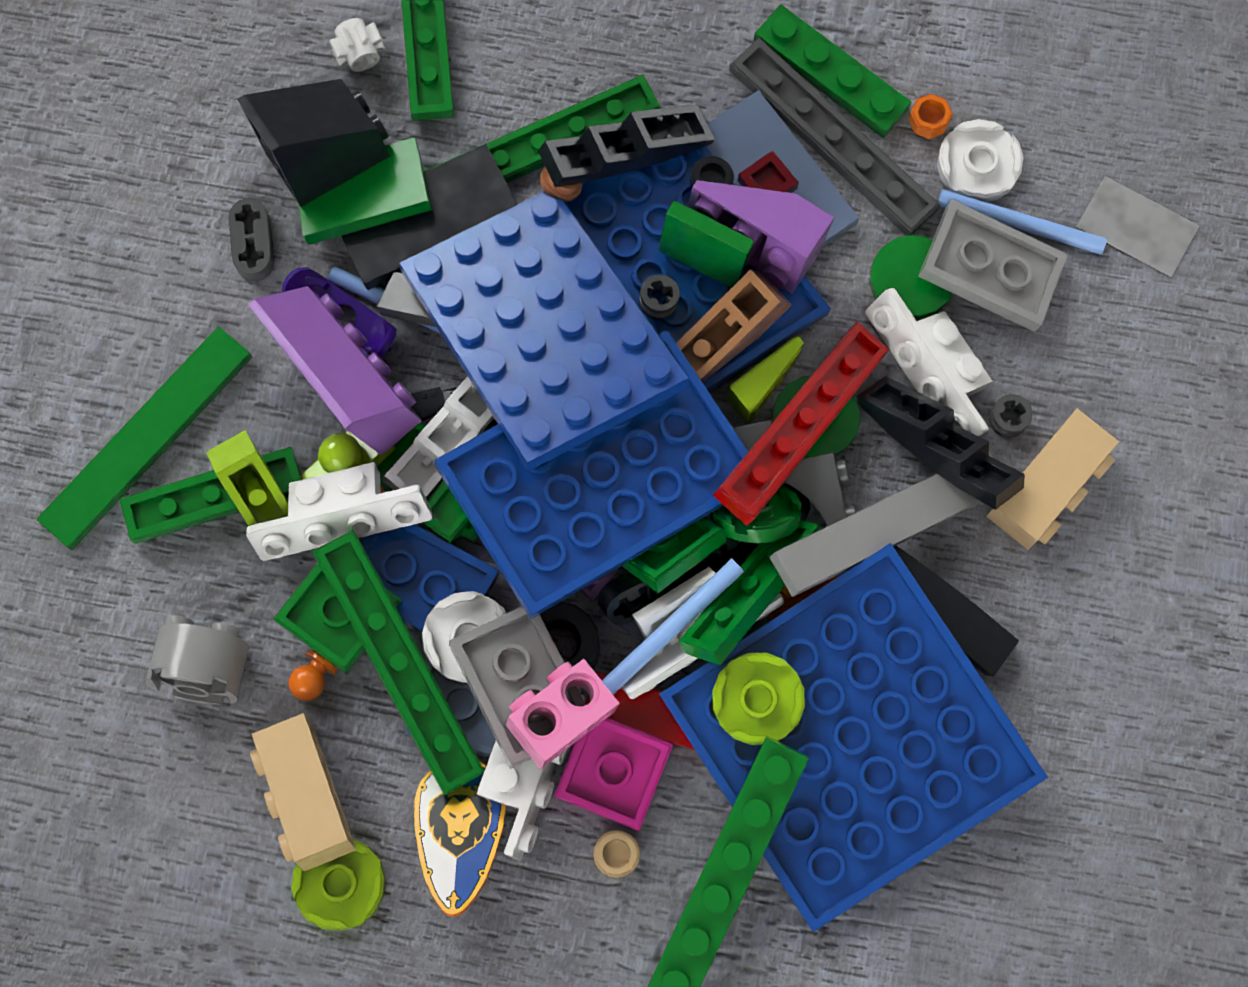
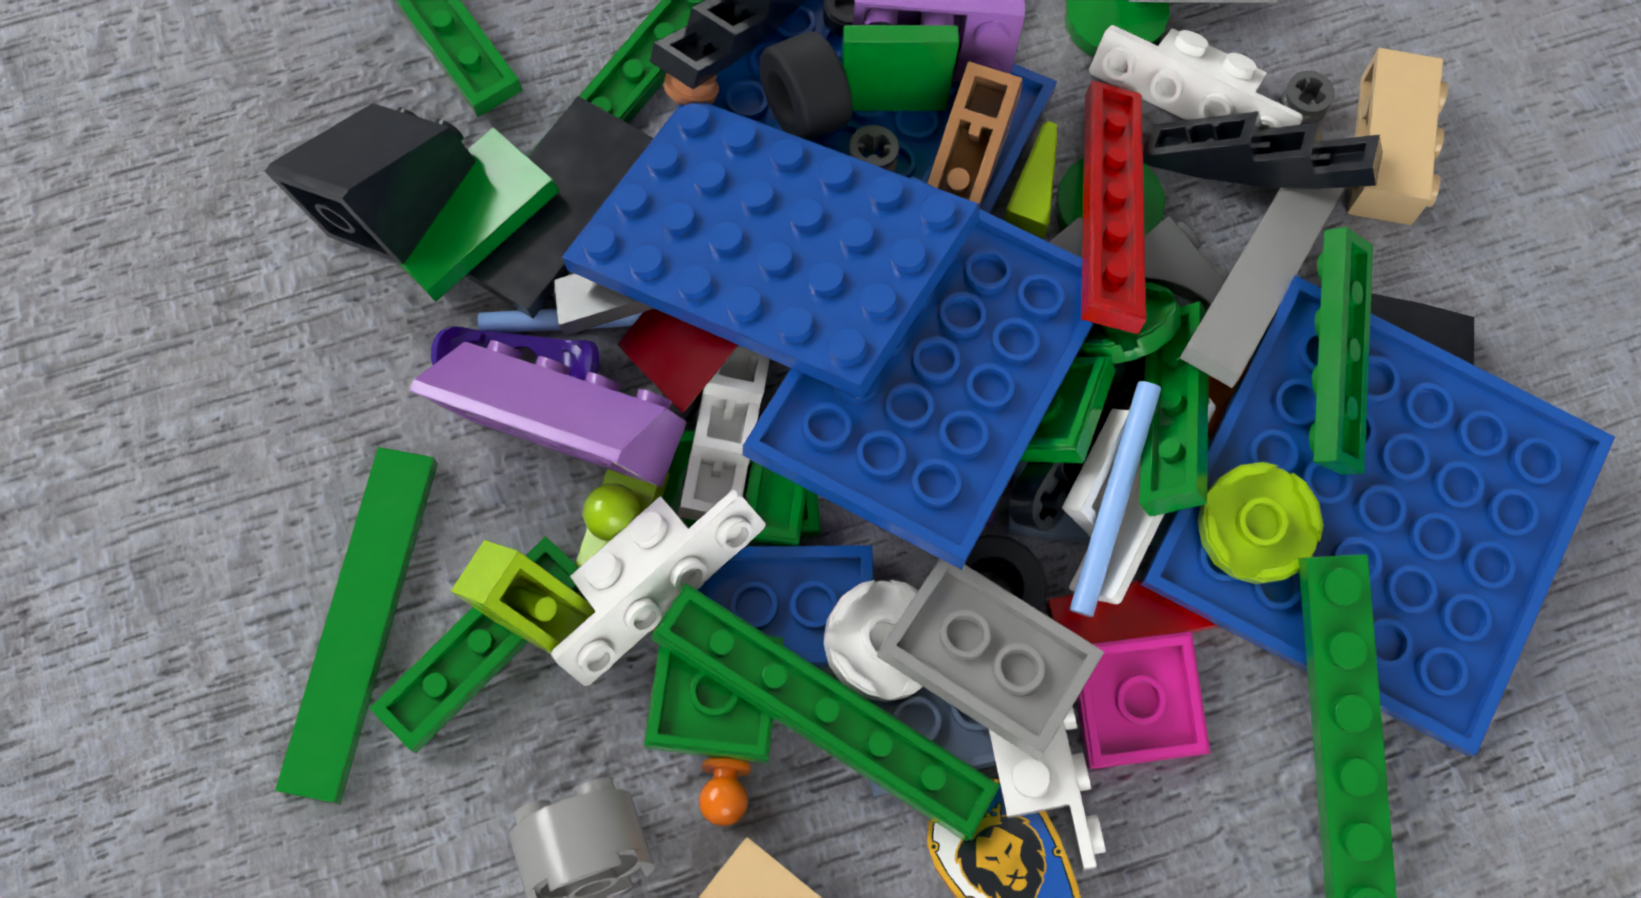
camera: 30 degrees left, 5 degrees down
(260, 238) = (353, 339): dark grey beam -> none
(357, 44) = (368, 63): white gear -> none
(438, 372) = (675, 355): none -> dark red sticker
(568, 721) = (1076, 661): bright pink brick -> none
(616, 854) = (1199, 795): tan tile -> none
(634, 226) = (806, 86): none -> black tyre
(883, 614) = (1343, 352): none -> green plate

